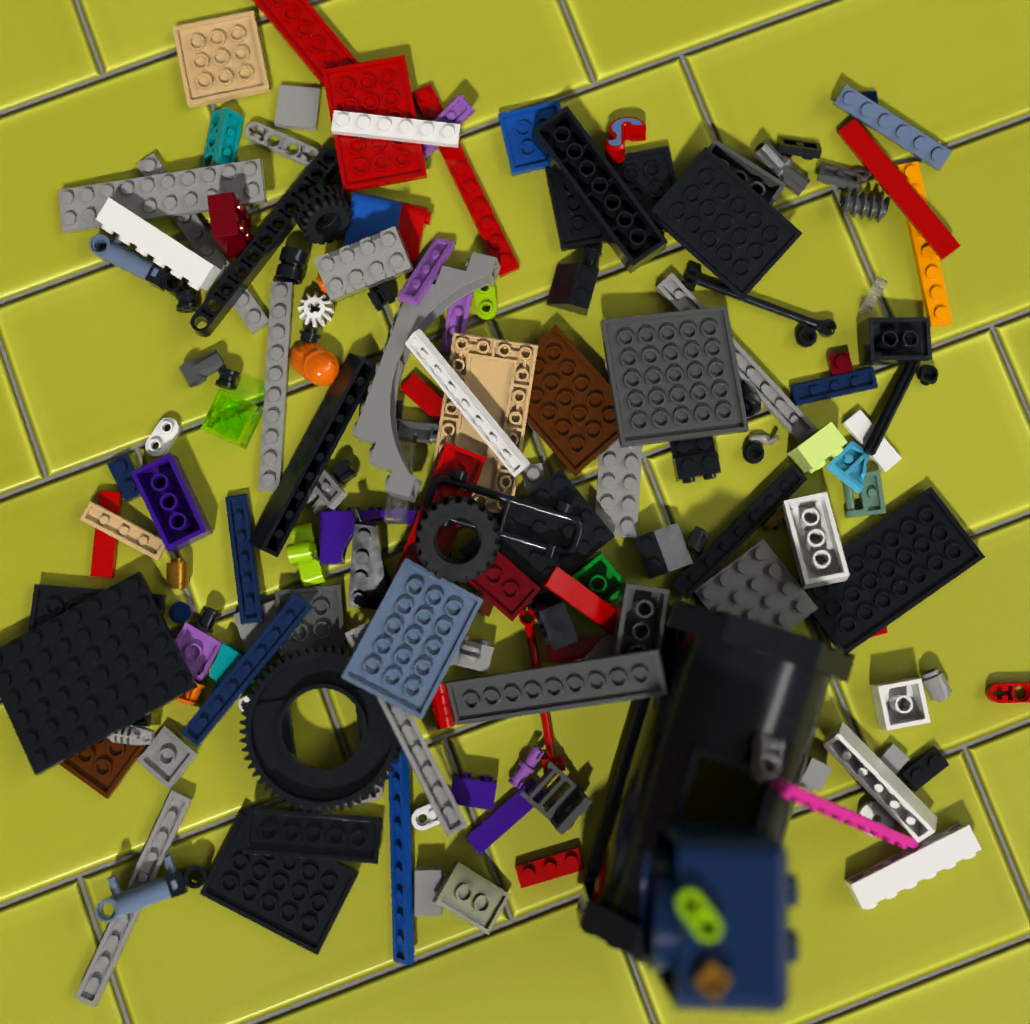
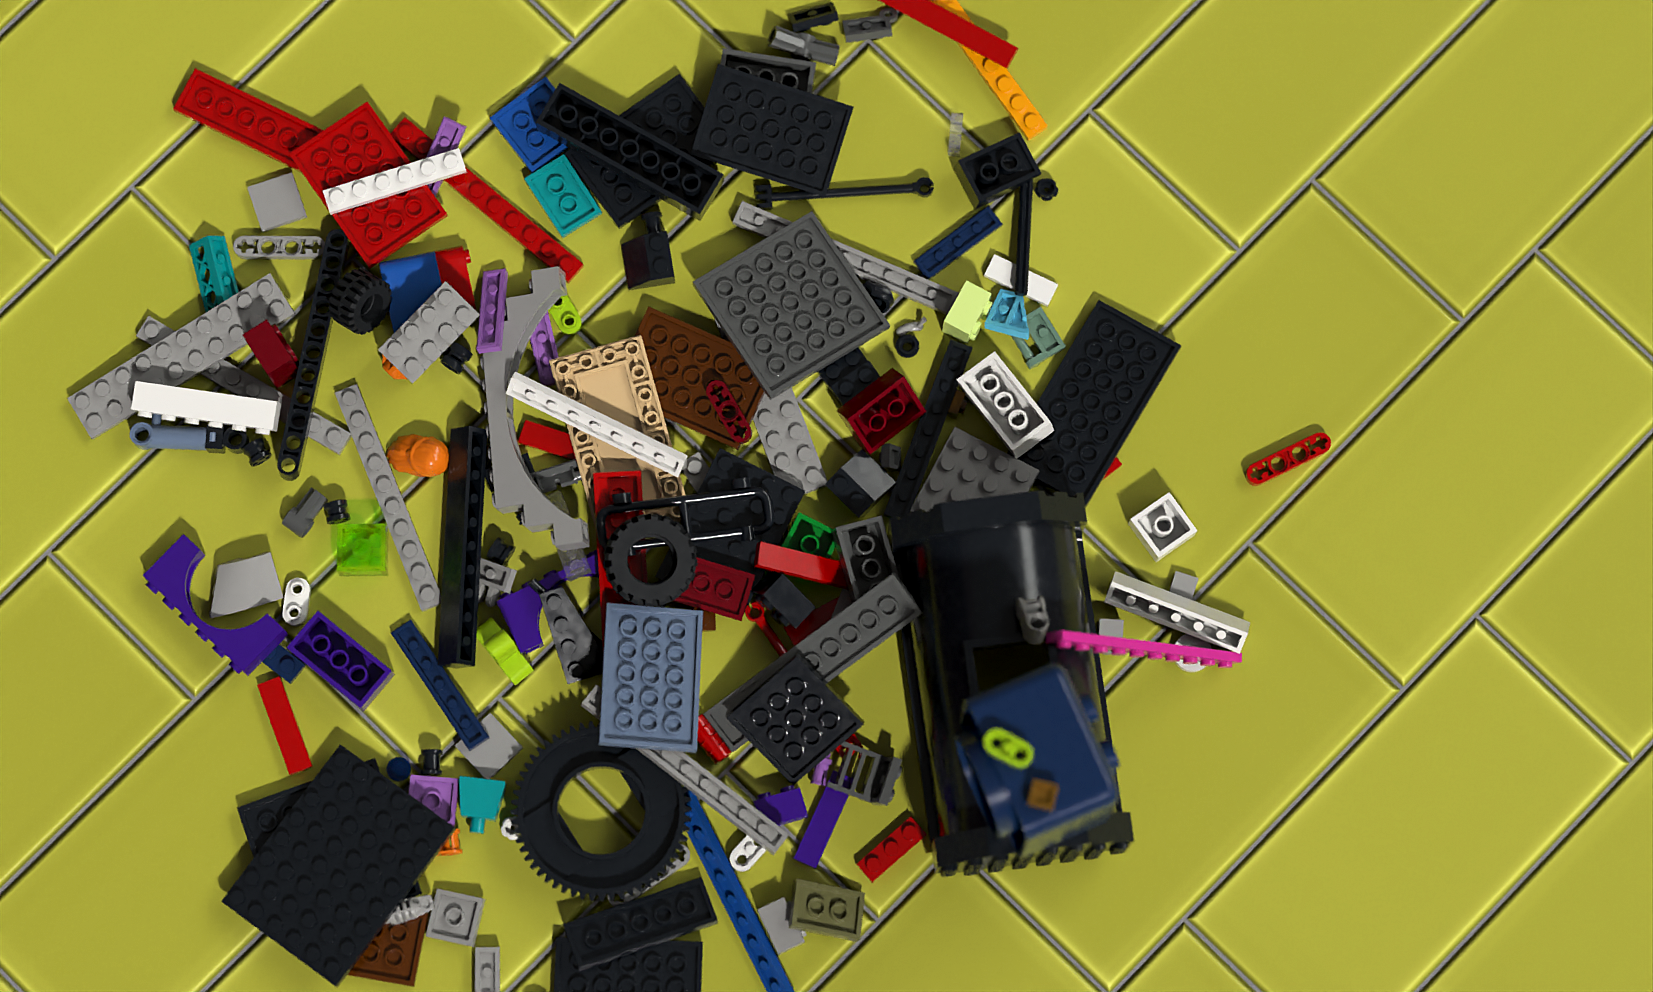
camera: 30 degrees left, 5 degrees down
(70, 375) = (173, 577): none -> dark purple arch
(123, 530) = (303, 712): tan tile -> none
(125, 405) = (244, 585): none -> light grey slope
(177, 573) = (378, 731): pearl gold brick -> none
(221, 59) = (174, 187): tan plate -> none
(246, 670) = (498, 788): dark blue plate -> none
(291, 267) = (349, 367): black wheel -> none
(309, 335) = (400, 429): black plate -> none
(315, 317) = (389, 395): white gear -> none
(323, 623) = (534, 713): dark grey plate -> none
(474, 654) = (719, 673): light grey brick -> none
(518, 727) = (795, 719): none -> black plate
(528, 204) = (563, 196): none -> teal plate
(585, 425) = (715, 400): none -> dark red beam
(620, 130) = (621, 82): red animal -> none
(708, 498) = (881, 411): none -> dark red brick
(808, 331) = (910, 199): black plate -> none
(839, 363) = (953, 216): dark red plate -> none
(864, 205) = (905, 48): dark grey piece -> none
(913, 865) = (1247, 679): white brick -> none
(924, 768) = (1218, 582): black plate -> none
(936, 684) = (1191, 493): light grey brick -> none

